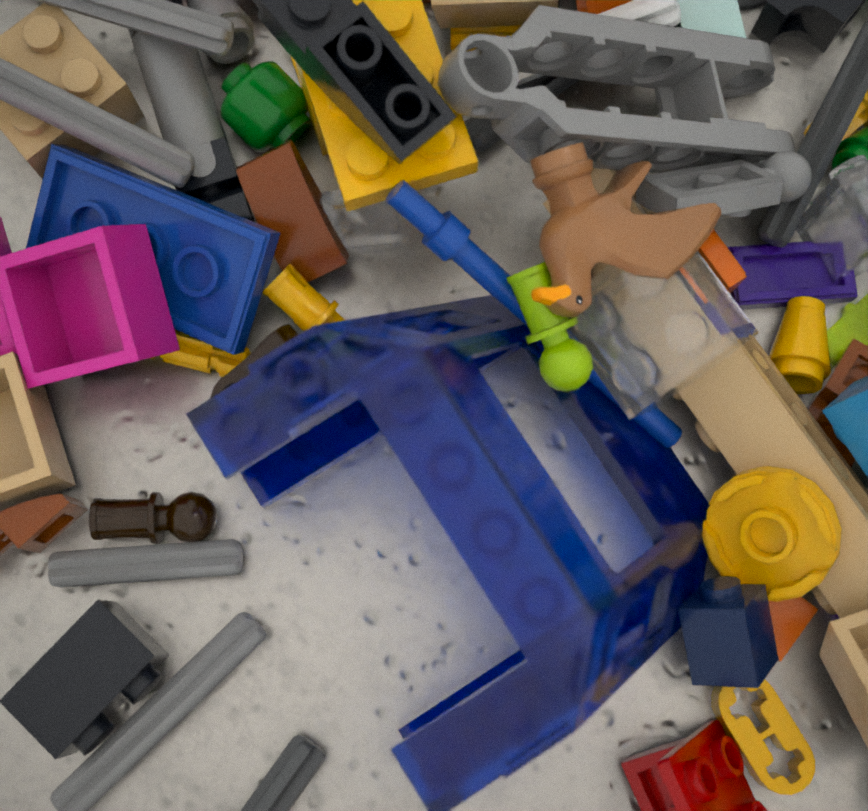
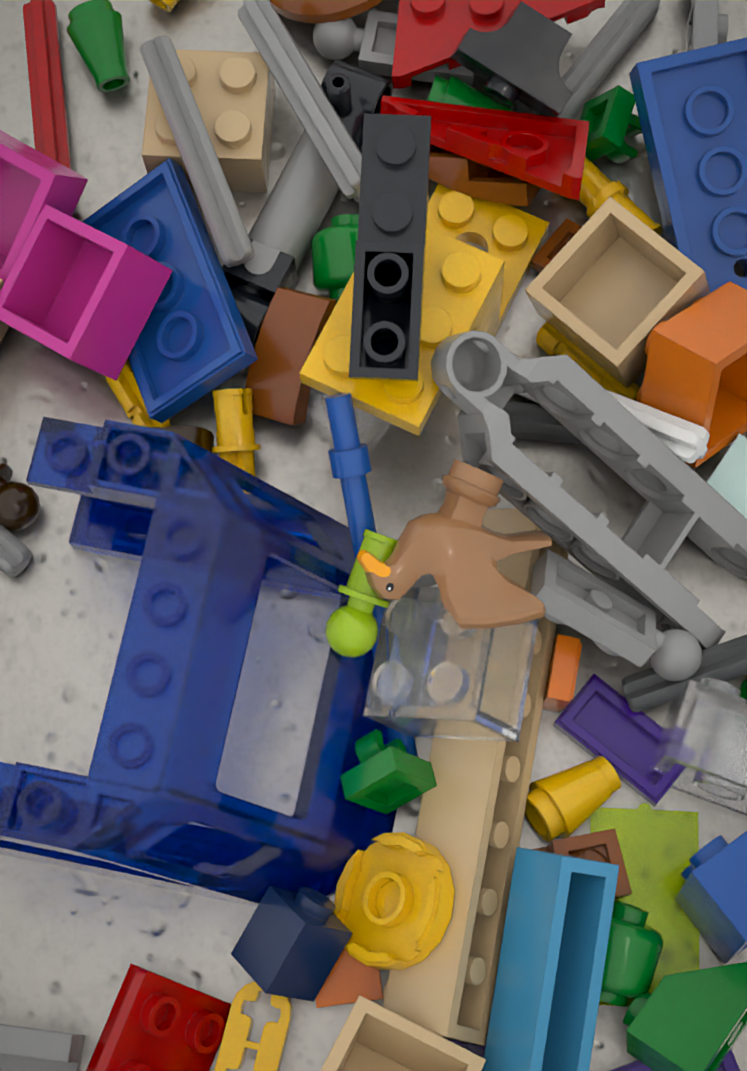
camera: 50 degrees right, 5 degrees down
(675, 446) = (386, 775): none -> green tile

